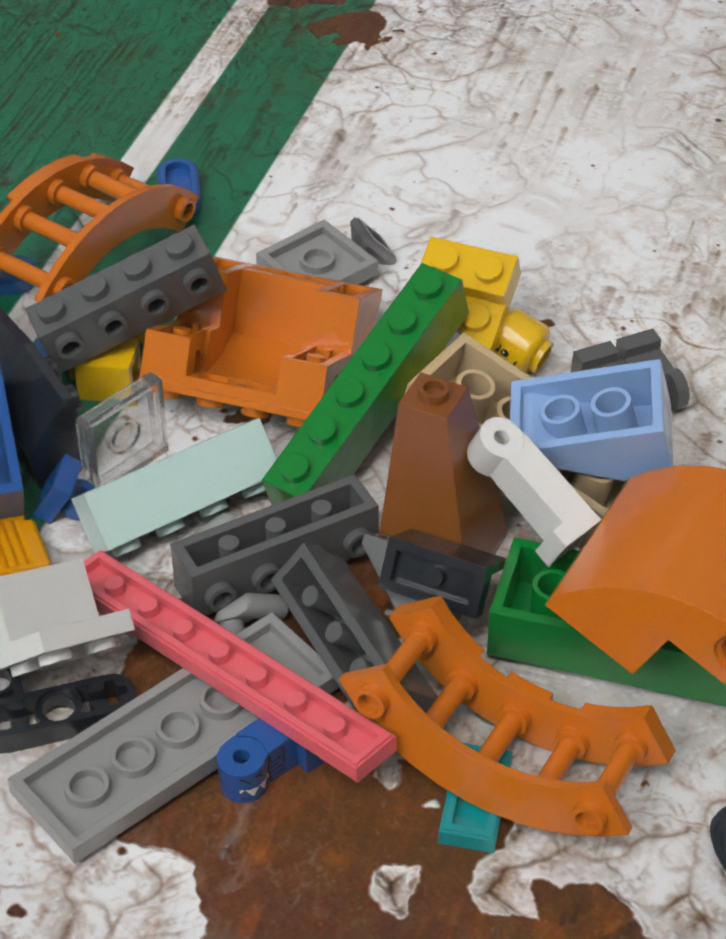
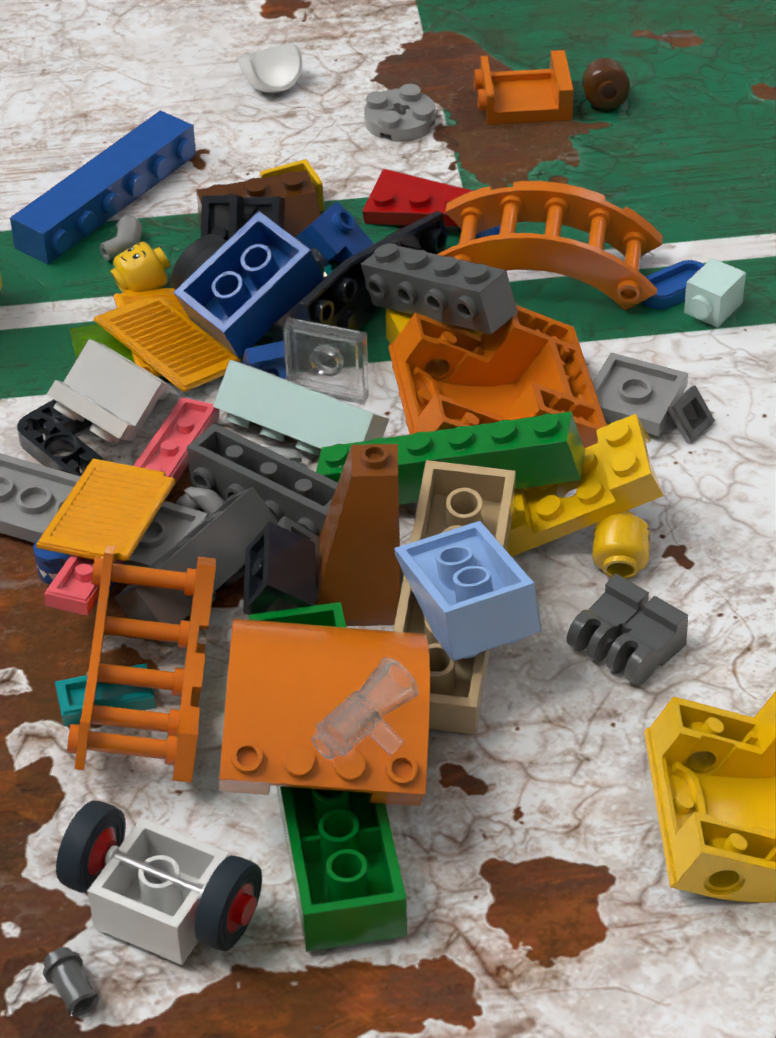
camera: 65 degrees right, 0 degrees up
(224, 165) = (714, 292): none -> light aqua brick
(244, 679) = (107, 507): none -> light orange window
(533, 487) = (362, 570): white leg -> none

